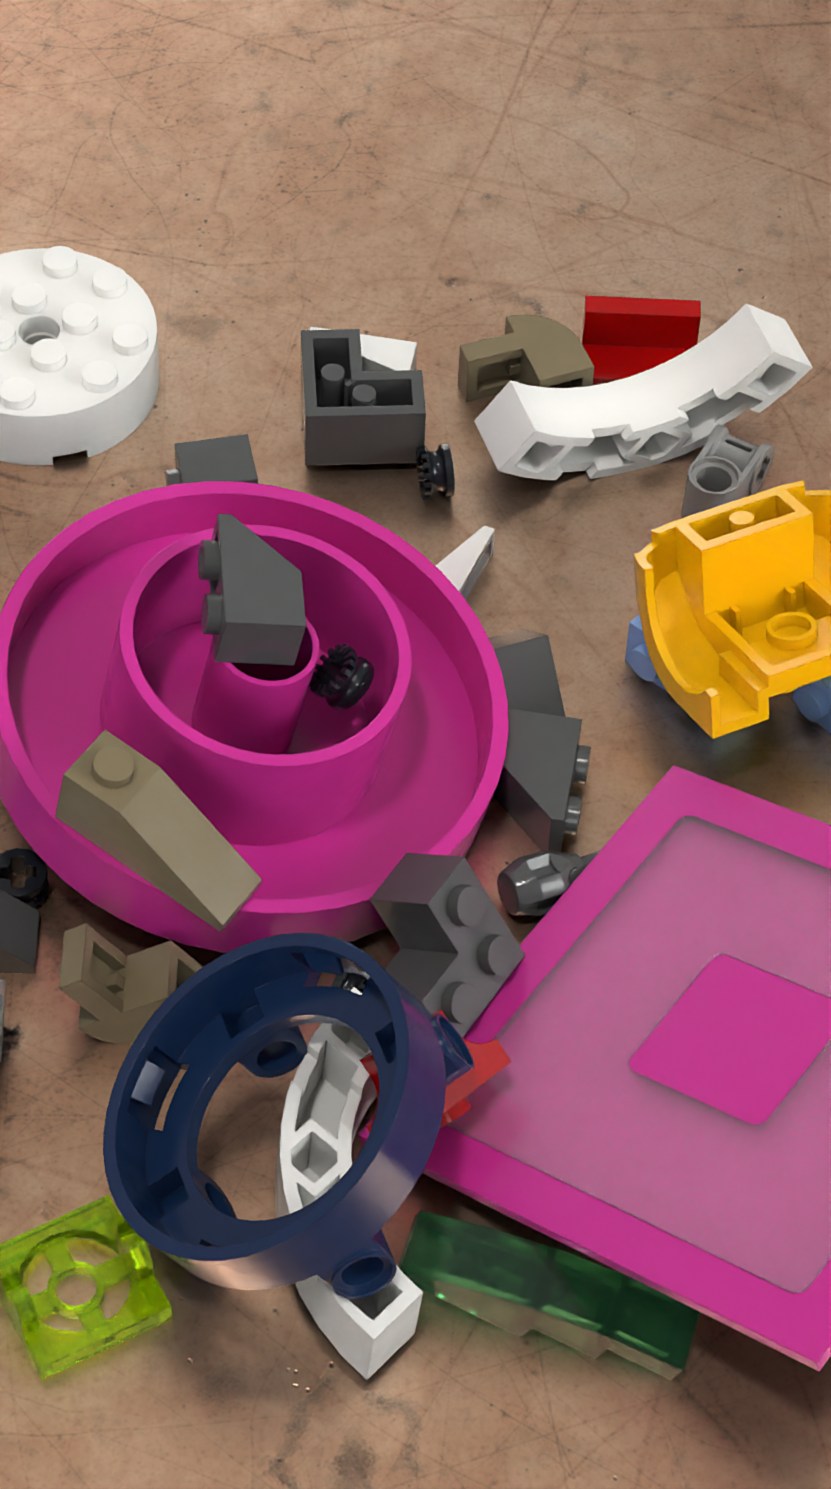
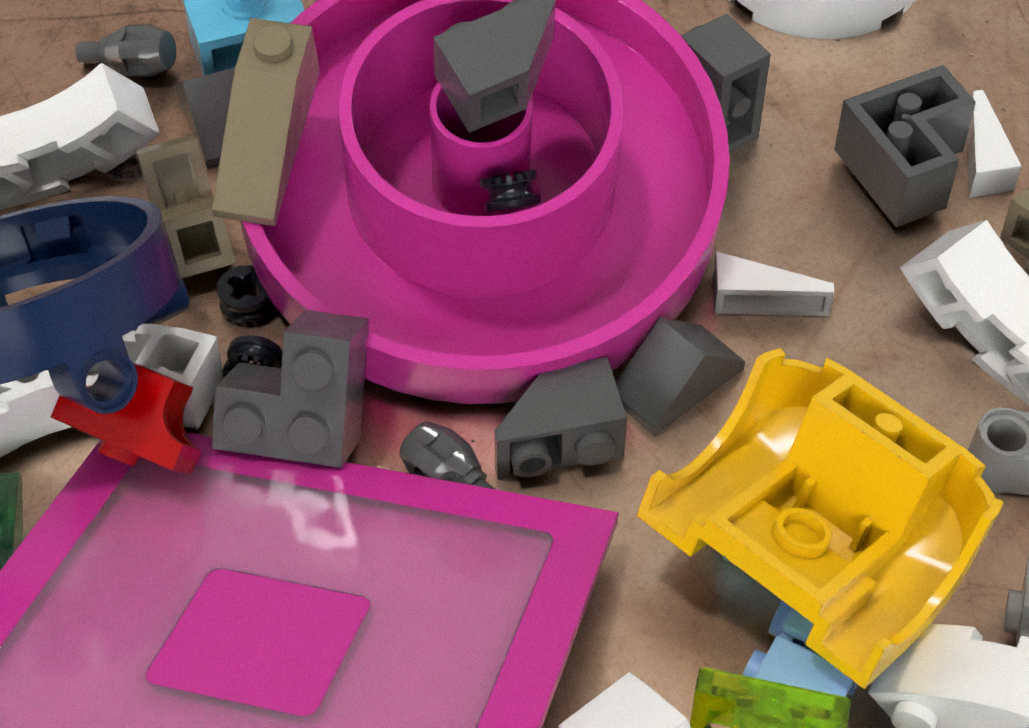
camera: 70 degrees right, 0 degrees up
(437, 471) = (881, 232): black bush -> none

